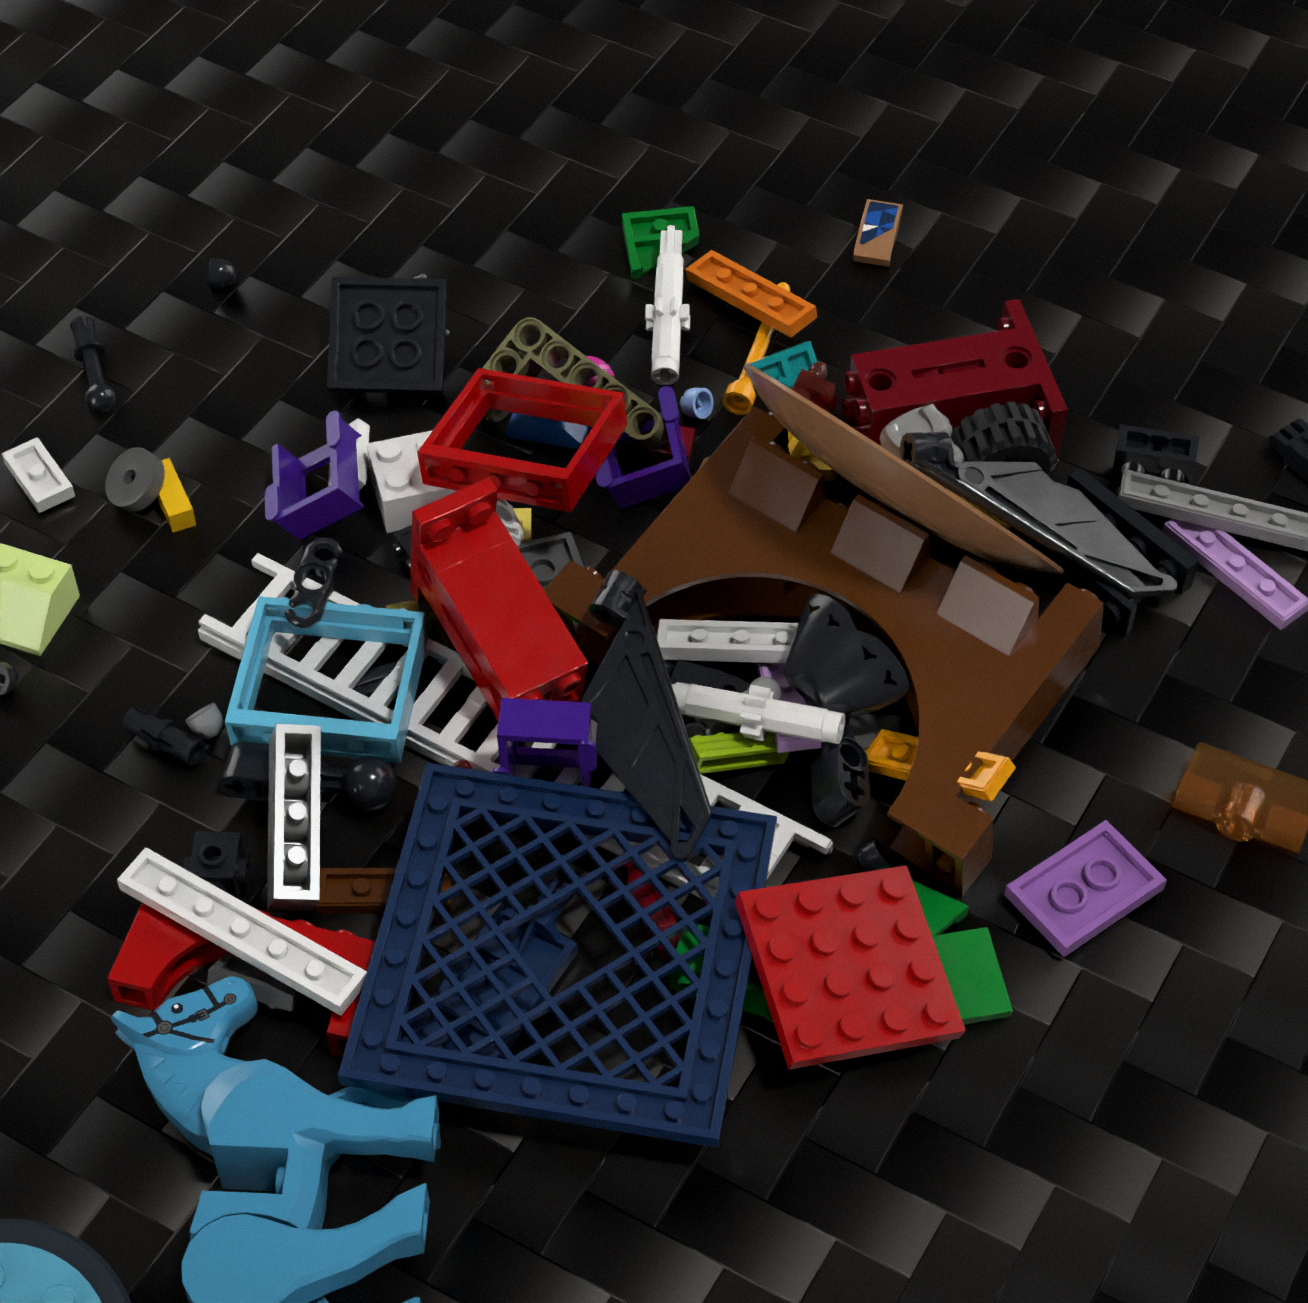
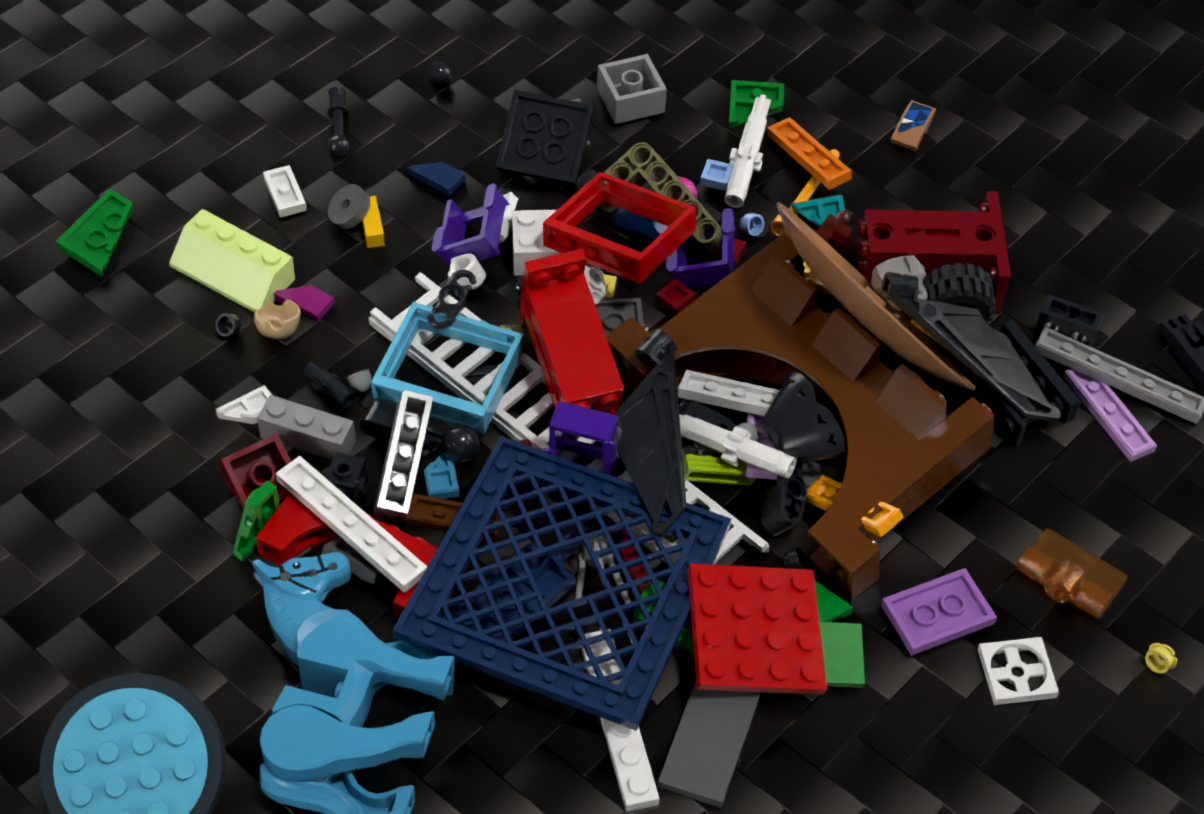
camera: 10 degrees right, 0 degrees up
(55, 790) = (246, 407): none -> white tile
(70, 658) = (277, 320): none -> tan hair
(83, 885) = (254, 466): none -> dark red slope
(101, 943) = (257, 512): none -> green wing
(102, 623) = (311, 300): none -> magenta tile
(143, 805) = (306, 428): none -> light grey brick
(250, 414) = (439, 176): none -> dark blue tile
(320, 527) = (469, 263): none -> white plate
(353, 838) = (441, 478): none -> dark azure tile
(489, 248) = (631, 88): none -> light grey brick
(582, 910) = (584, 558): none -> light grey plant
(618, 521) = (675, 297): none -> dark red plate
(632, 344) = (716, 174): none -> light blue plate
(701, 1168) = (625, 746): none -> white plate
(819, 1144) = (708, 744): none -> dark grey tile
(1199, 986) = (1010, 648): none -> white piece

